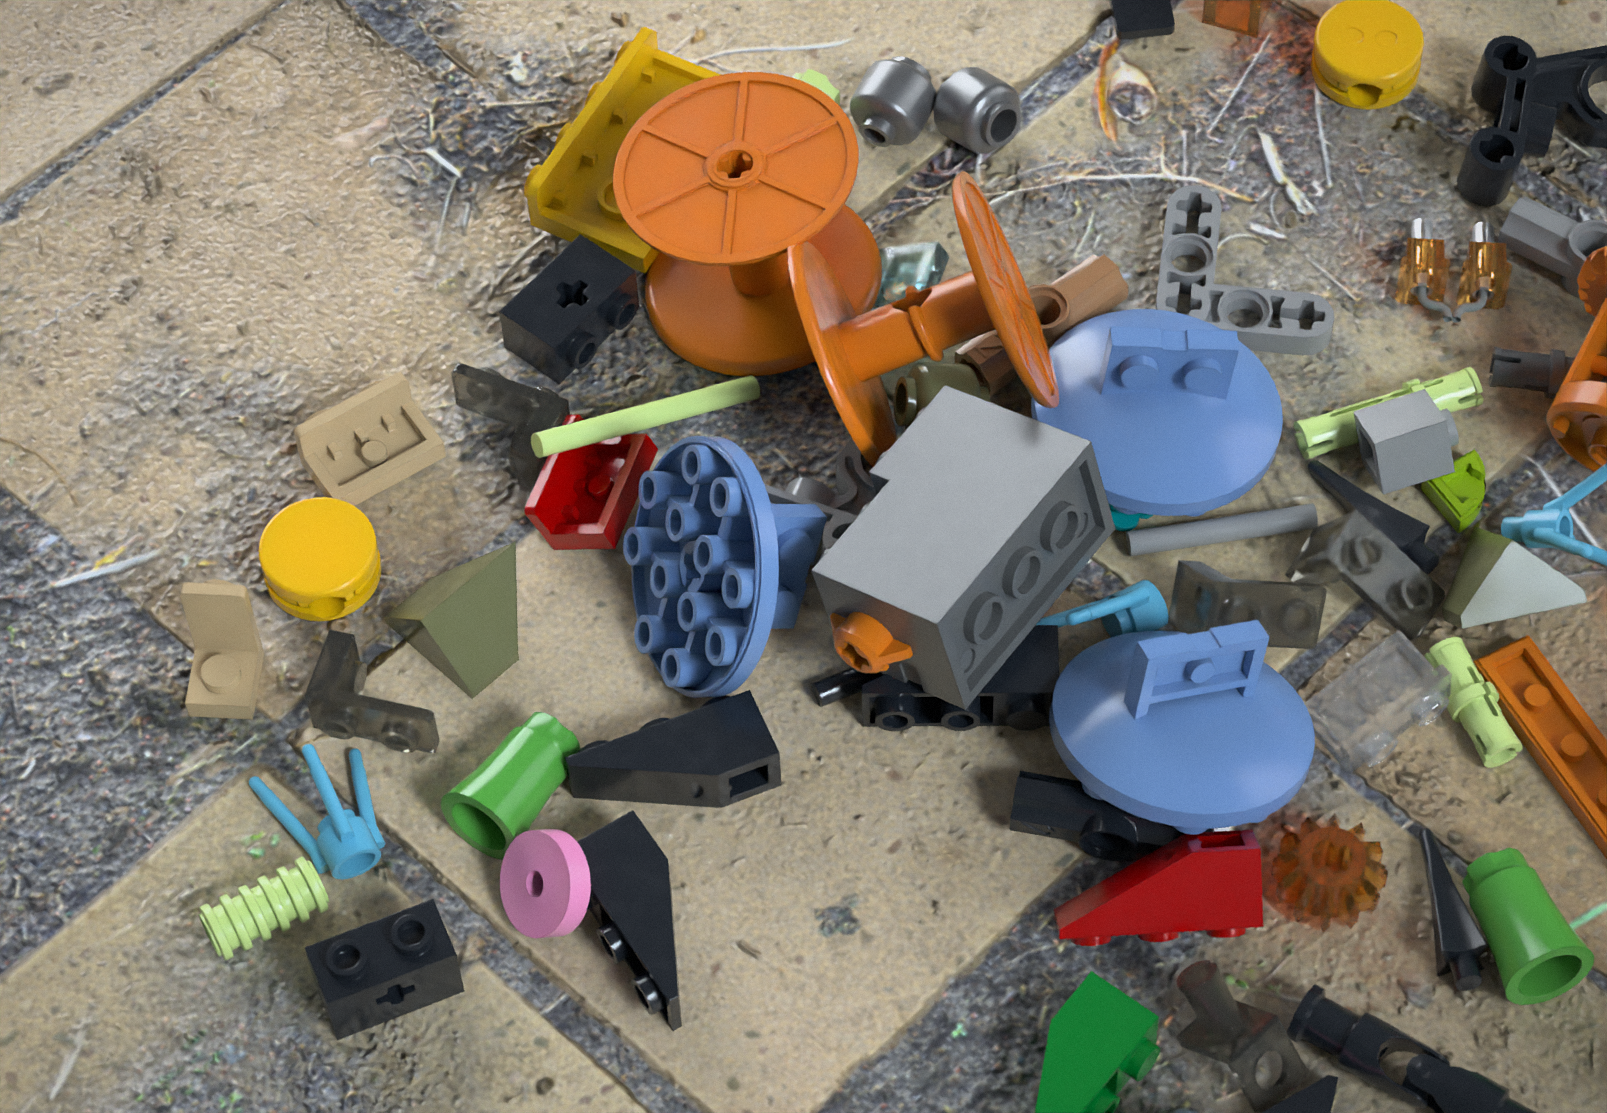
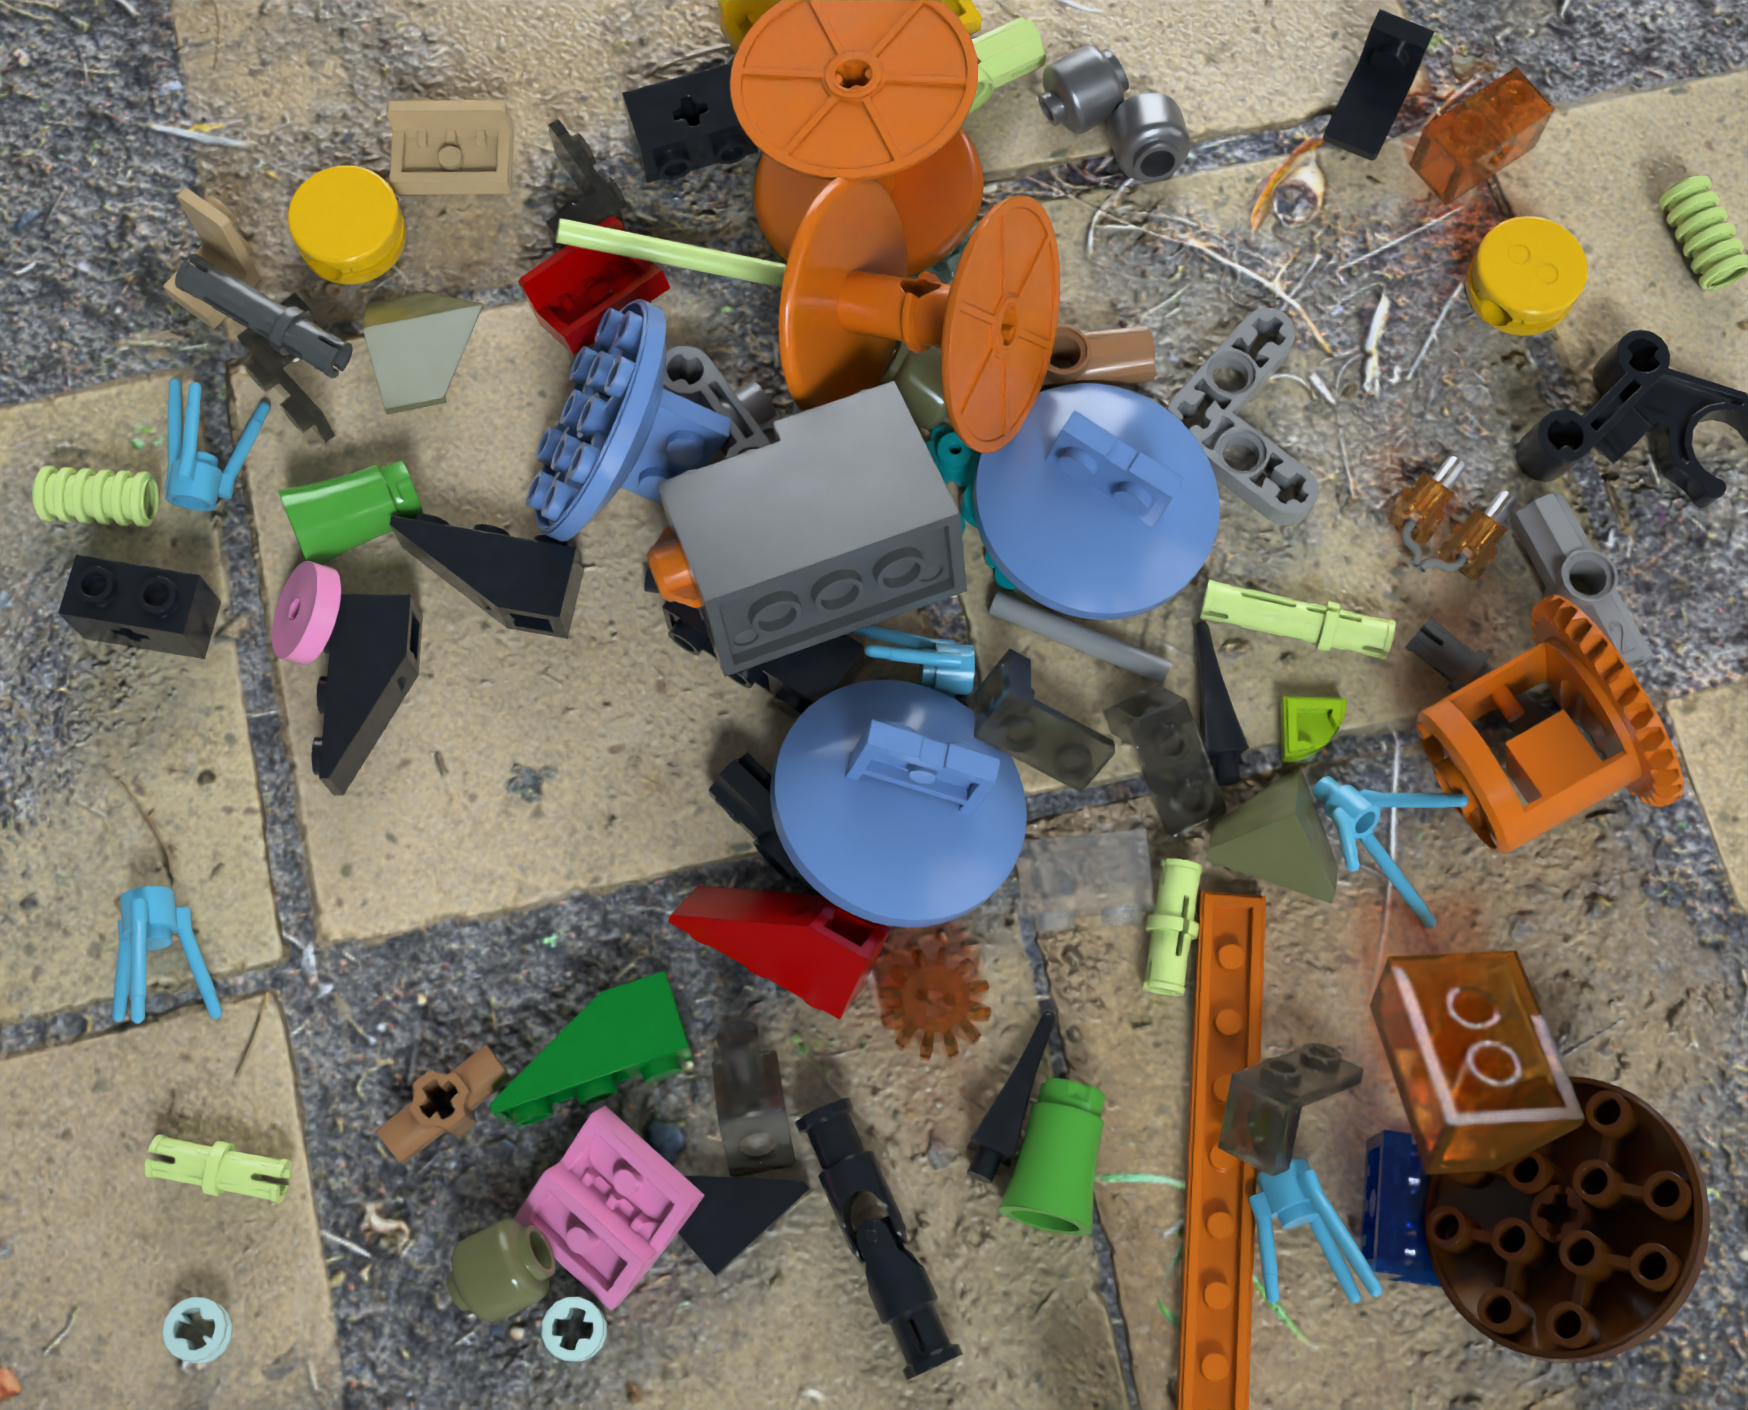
camera: 30 degrees right, 15 degrees up
(324, 658) = (282, 326): none -> dark grey pin
(1406, 441) = (1287, 657): light grey brick -> none

